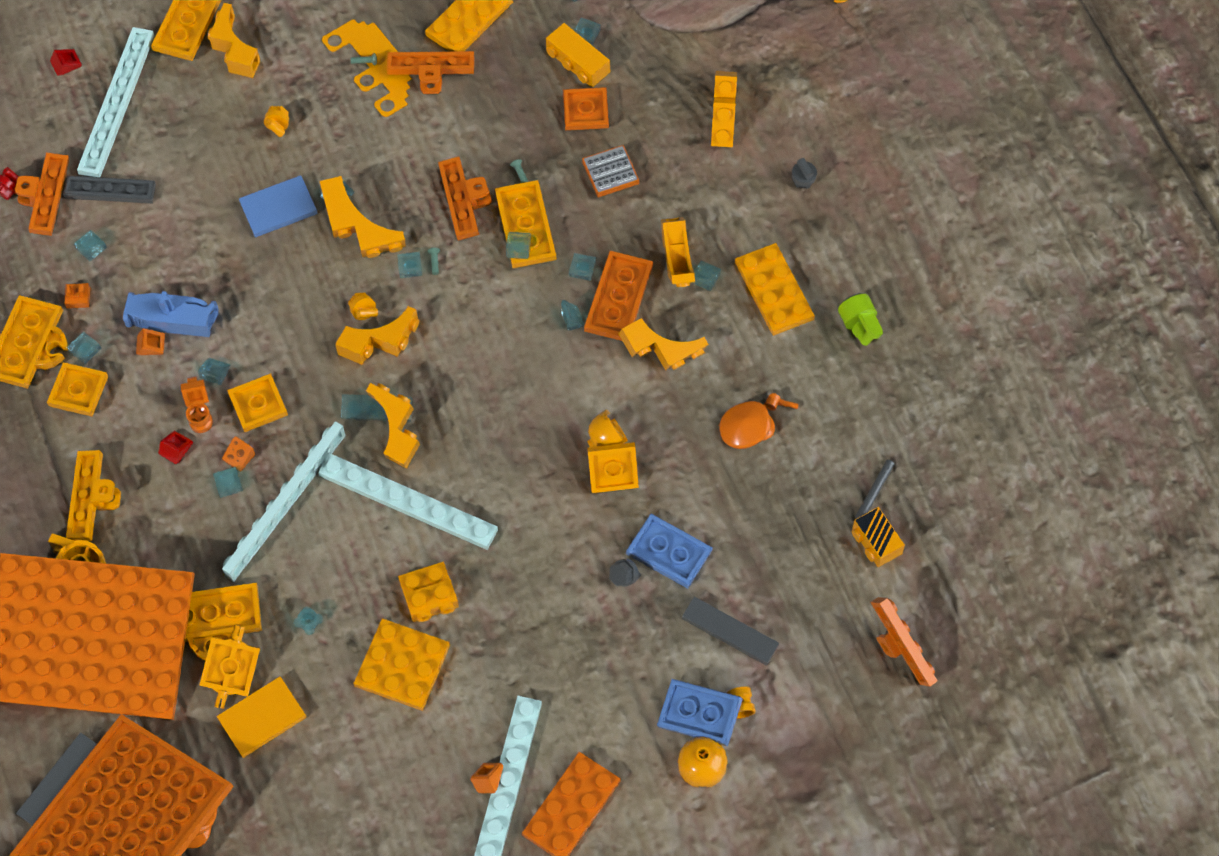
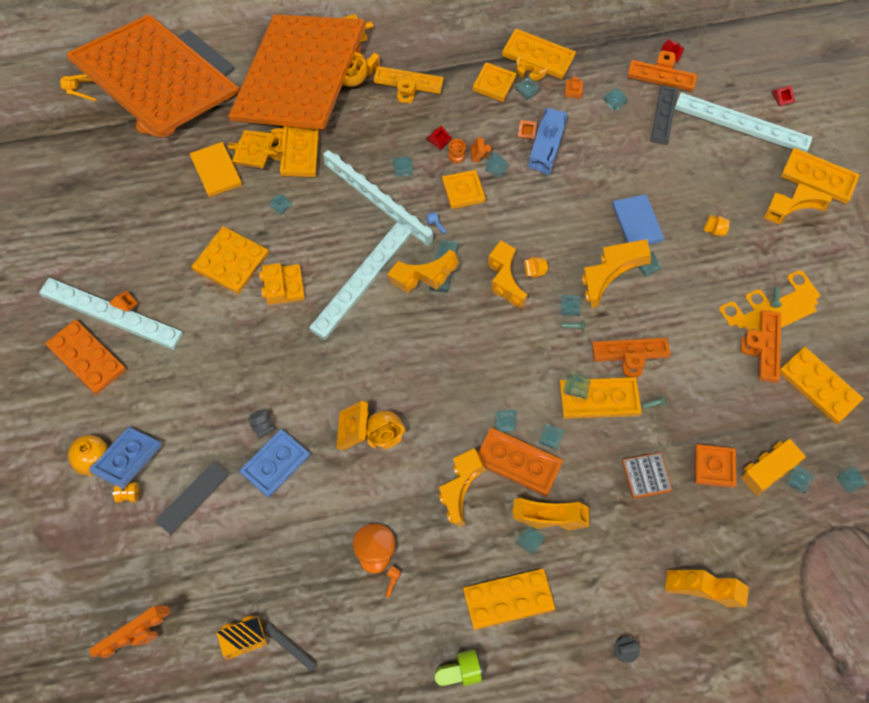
camera: 95 degrees right, 0 degrees up
(238, 454) = (424, 174): orange slope -> none
(305, 431) = (433, 218): none -> medium blue hand

